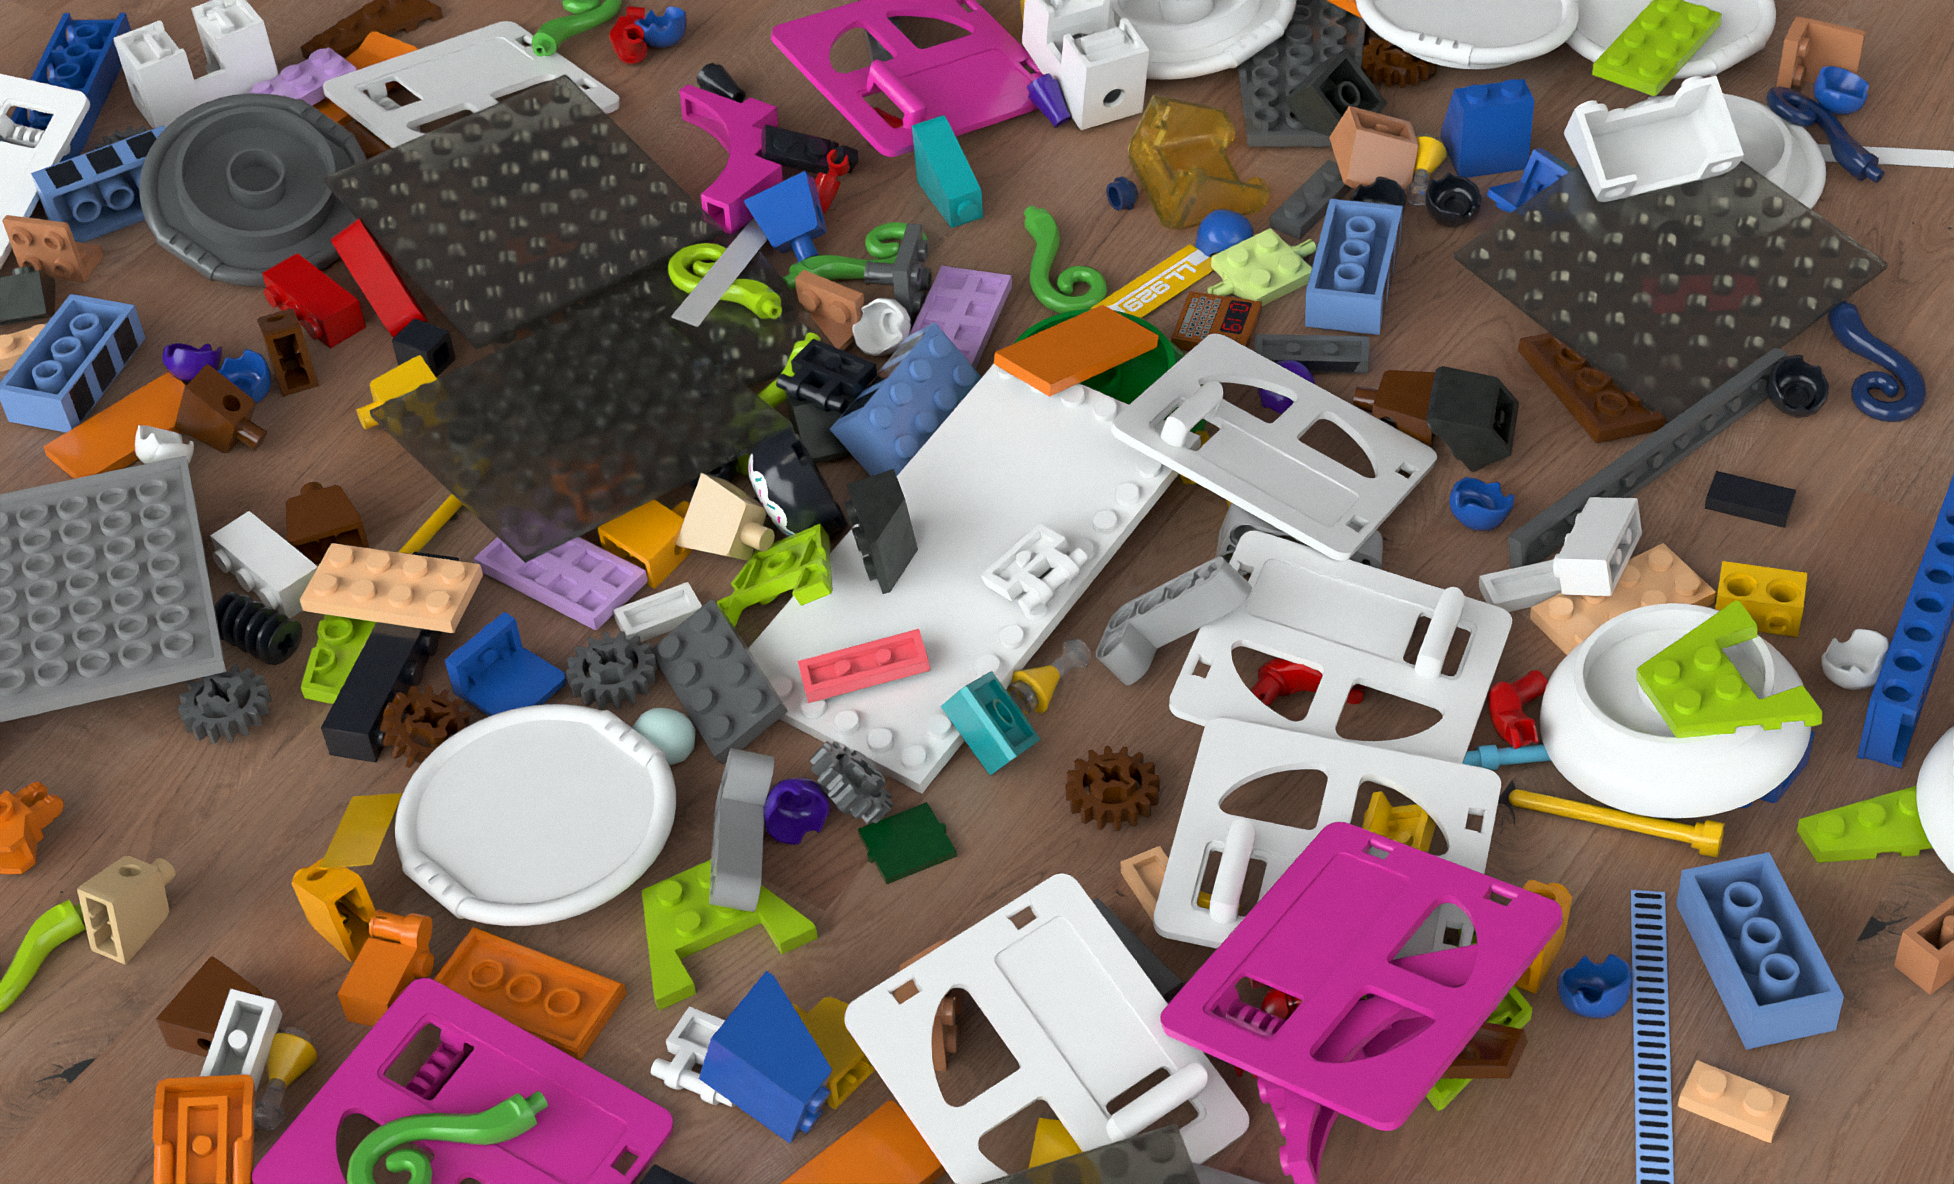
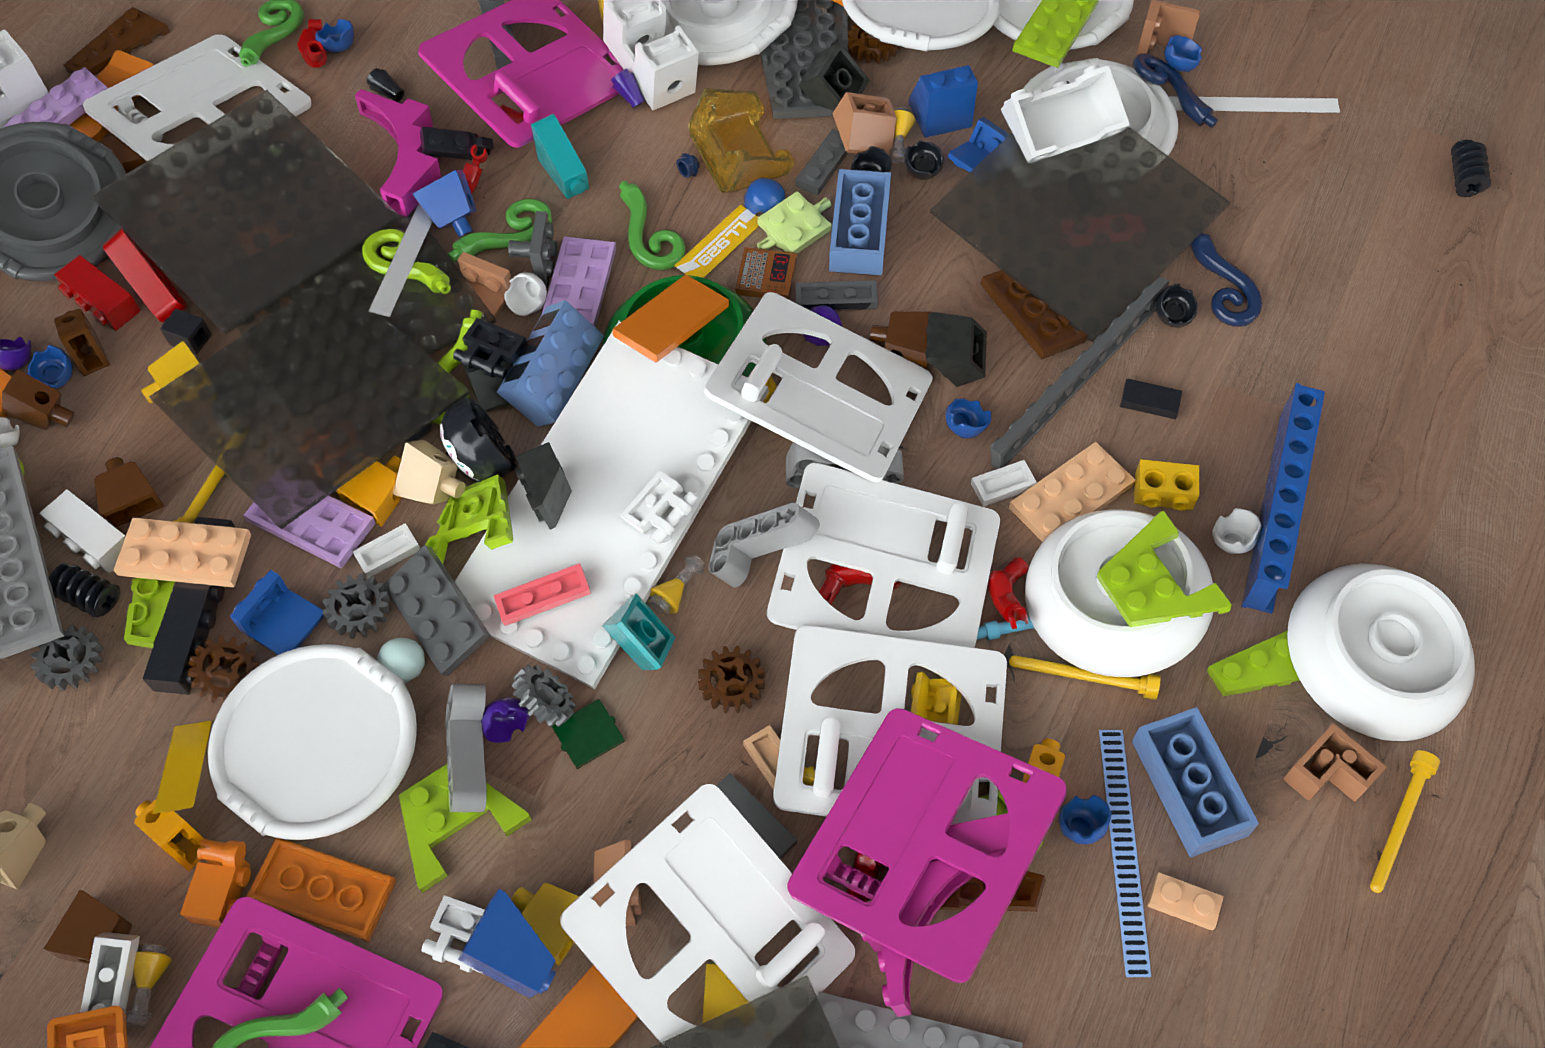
camera: 10 degrees left, 15 degrees up
(1598, 546) = (1053, 452): white brick -> none

